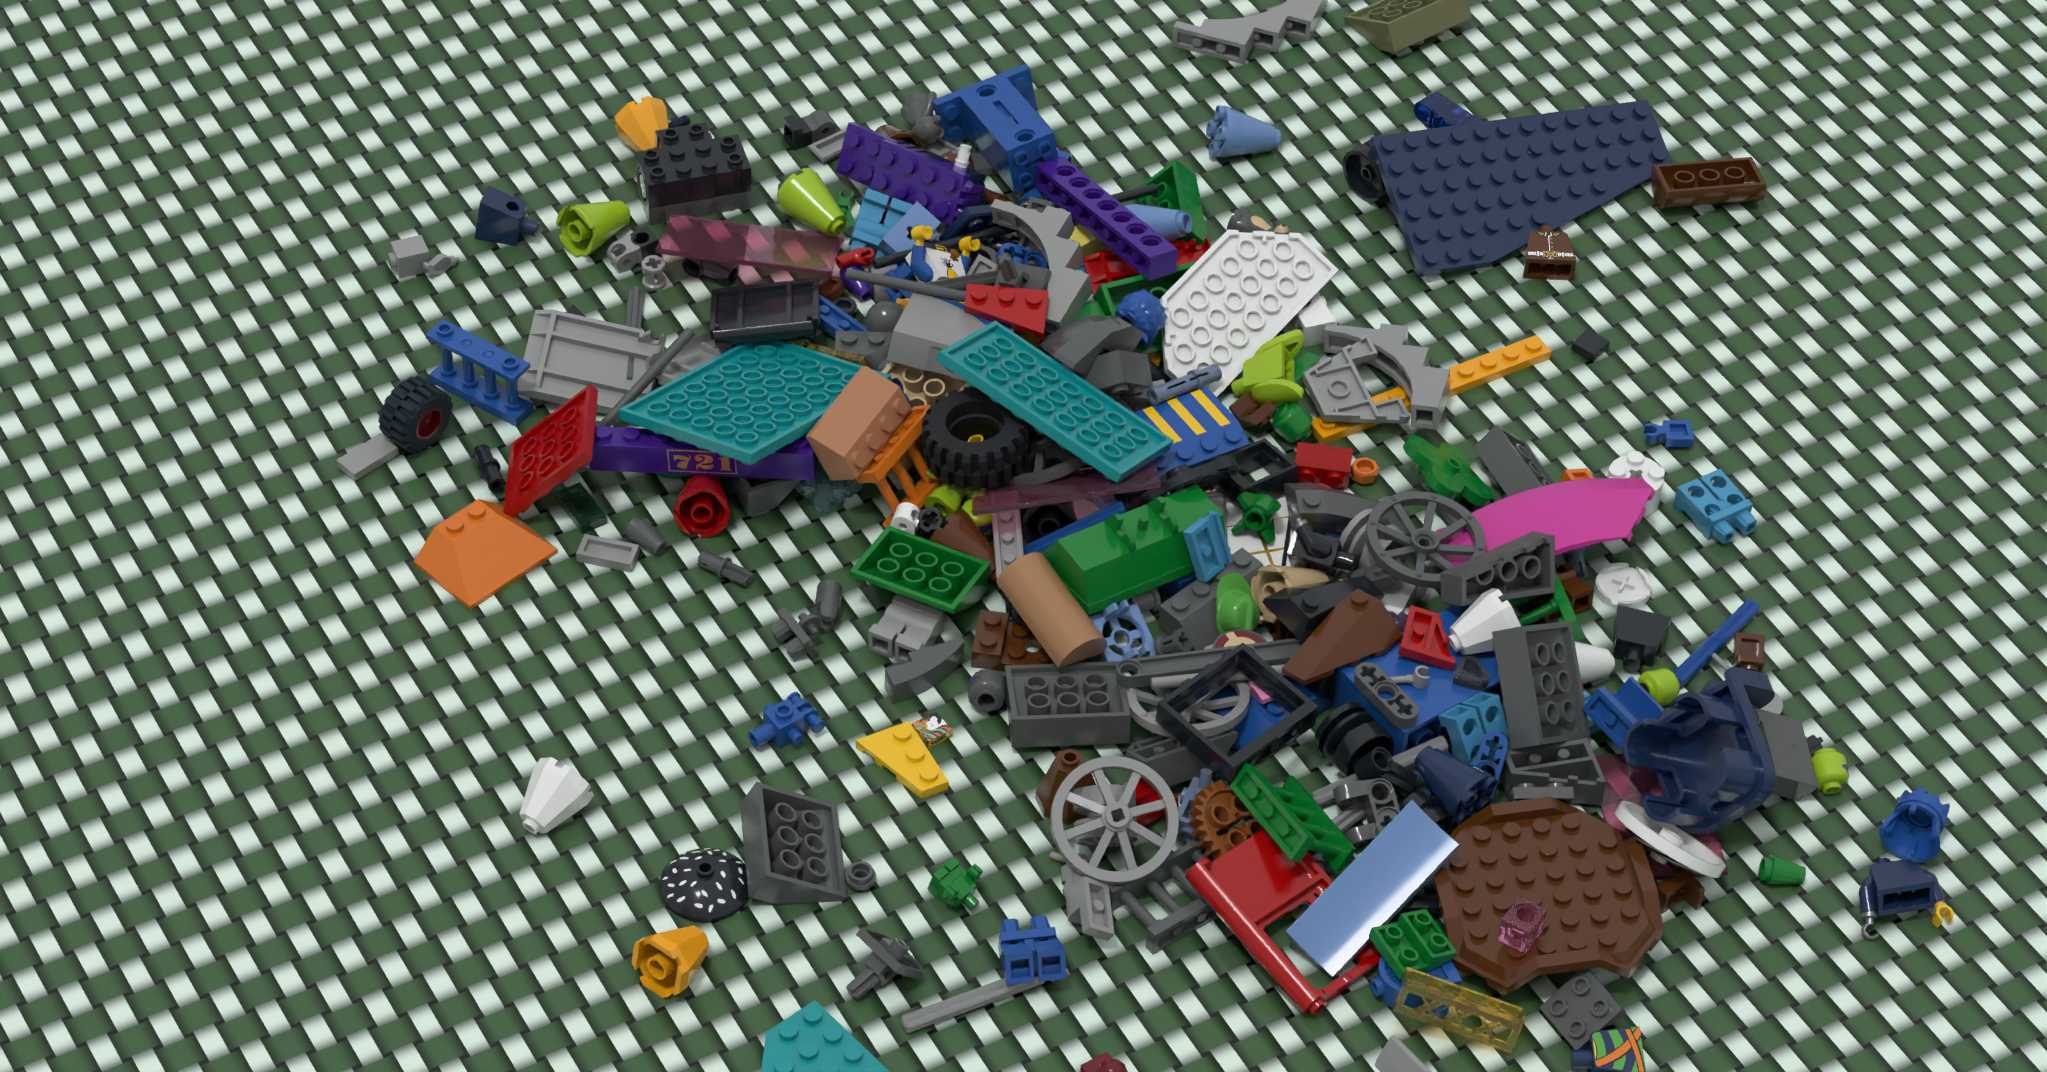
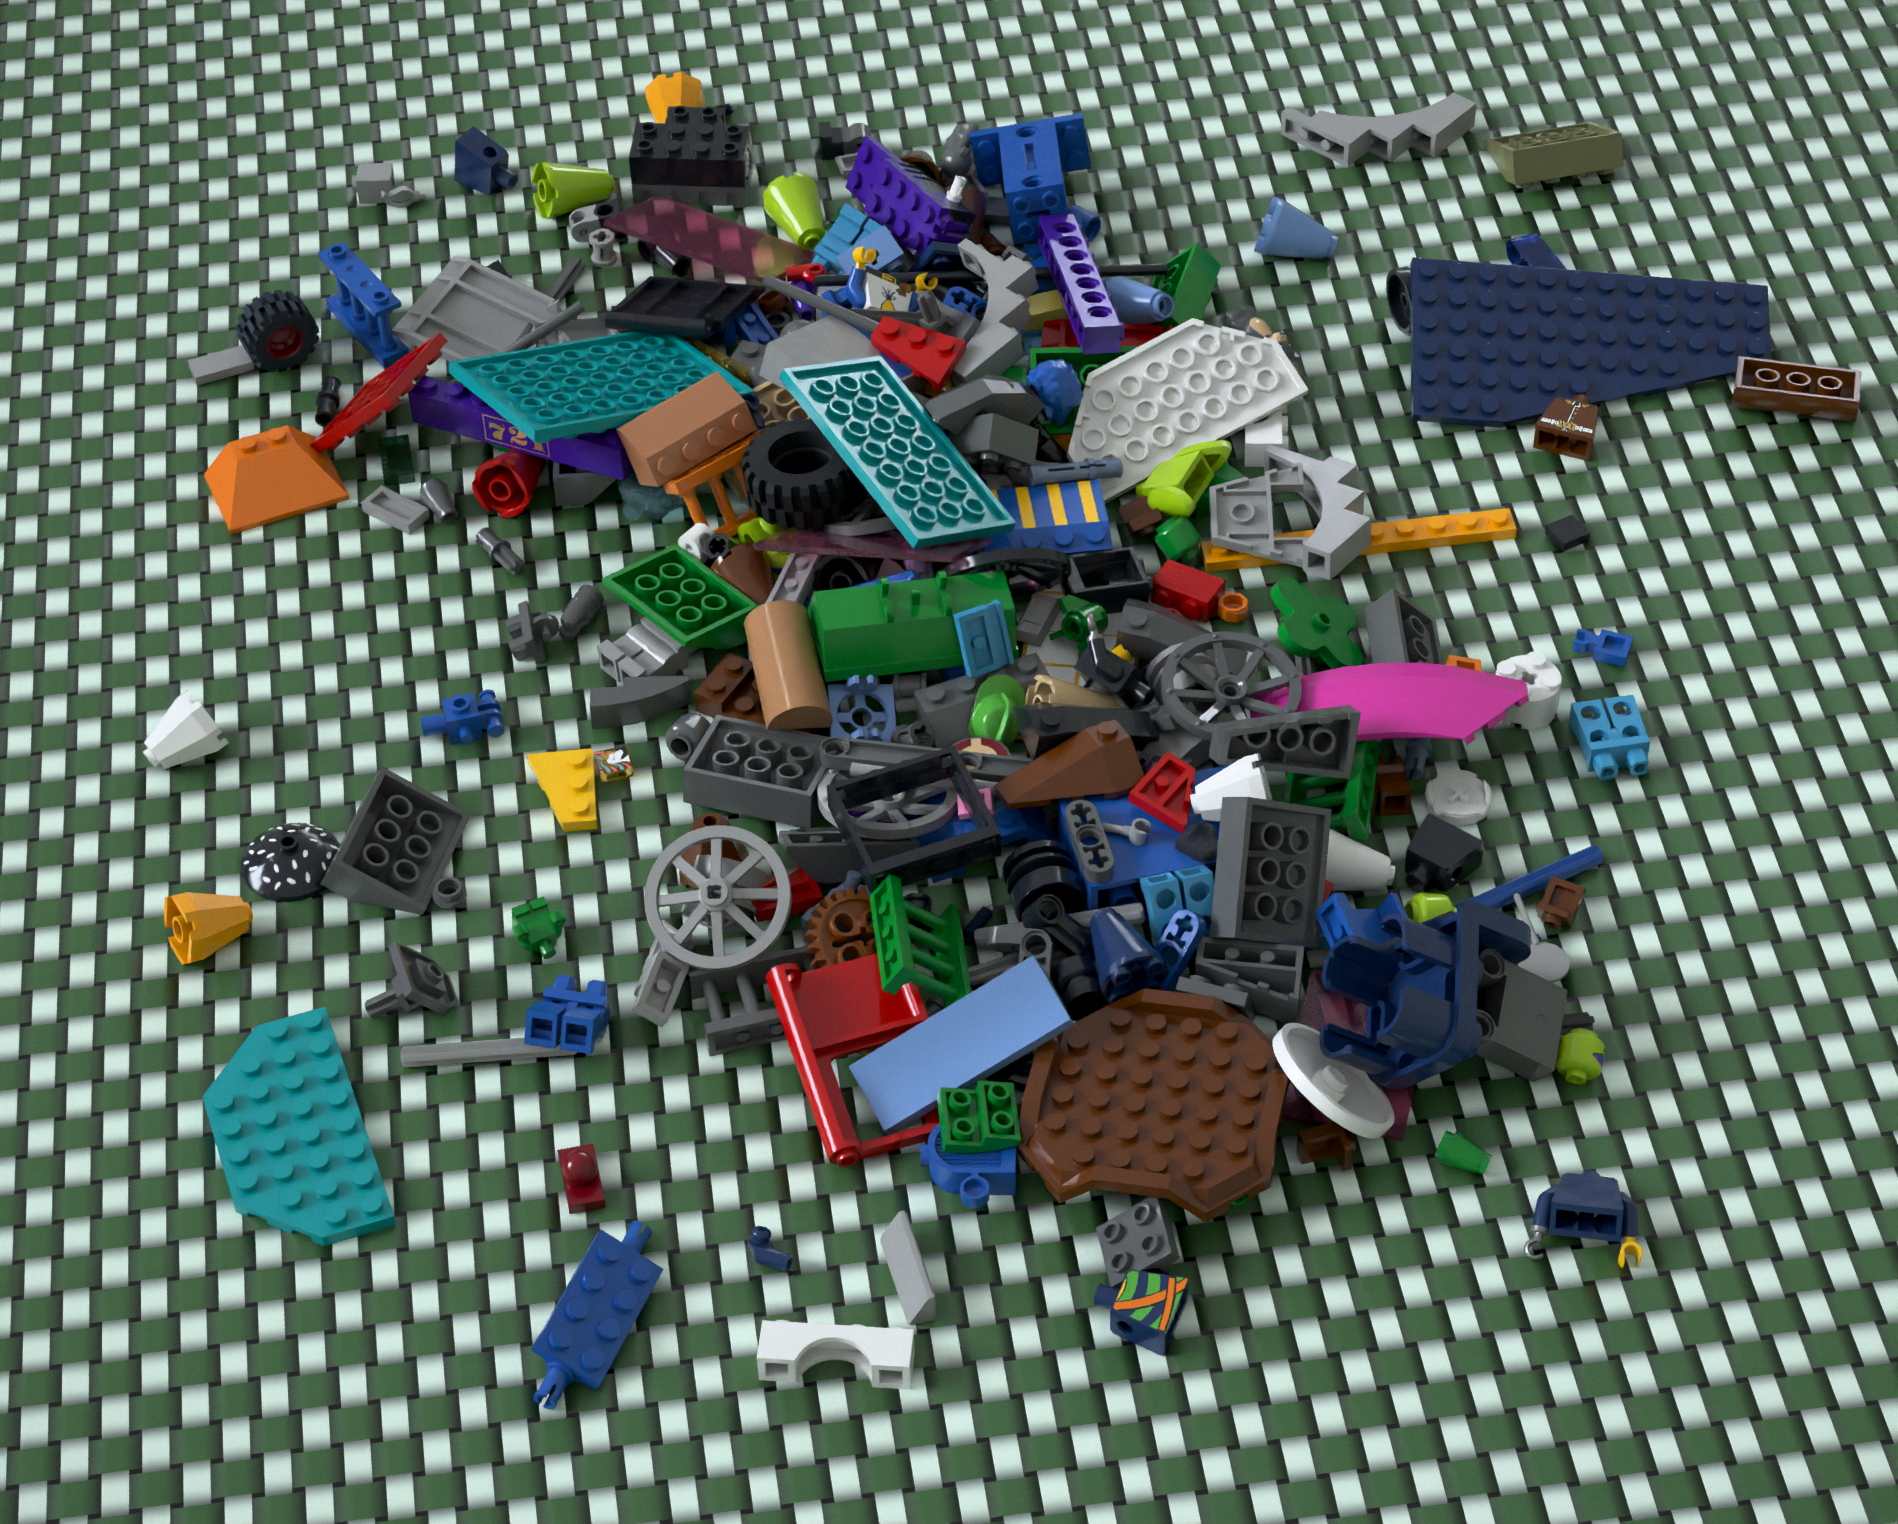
camera: 25 degrees right, 0 degrees up
(1308, 781) = (977, 922): none -> dark blue piece
(1462, 999) = (998, 1192): clear yellow fence -> none
(1522, 924) = (1096, 1126): clear pink brick -> none
(1915, 826) = (1645, 1143): blue hat -> none

